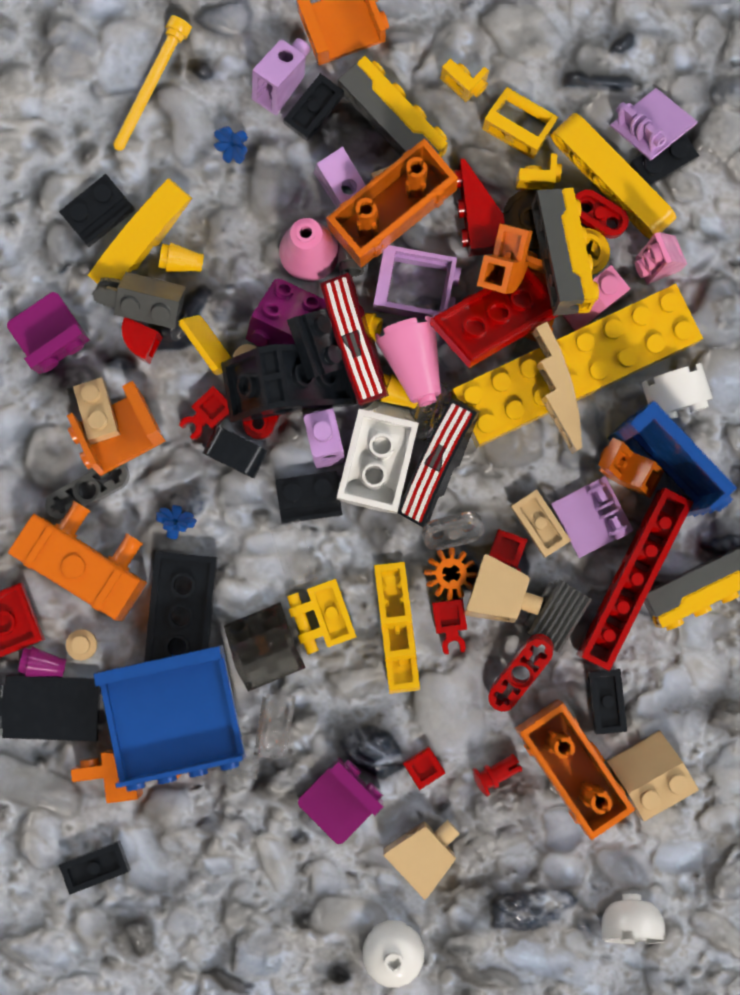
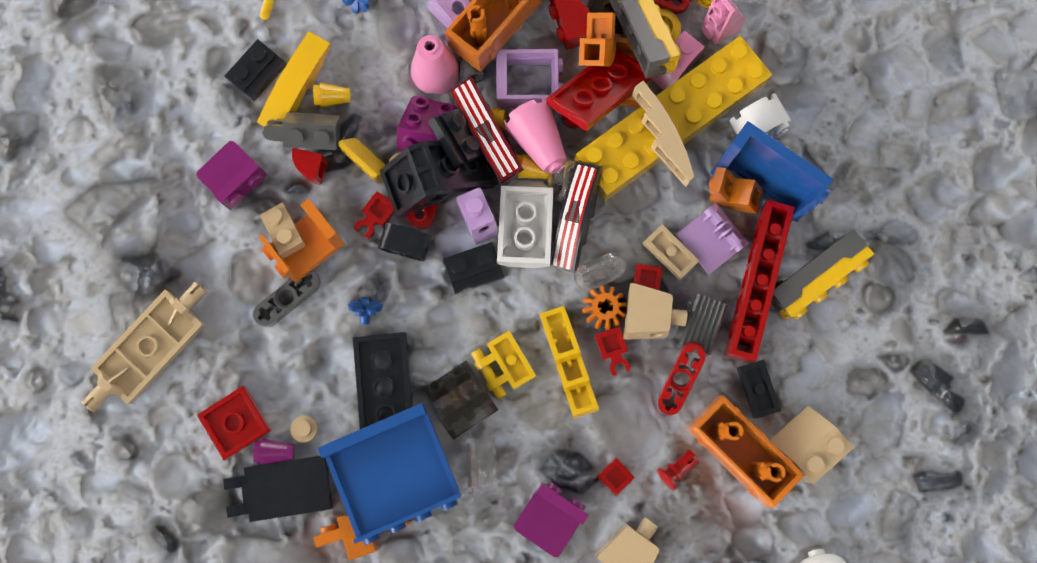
camera: 10 degrees left, 5 degrees down
(78, 567) = (290, 361): orange piece -> none

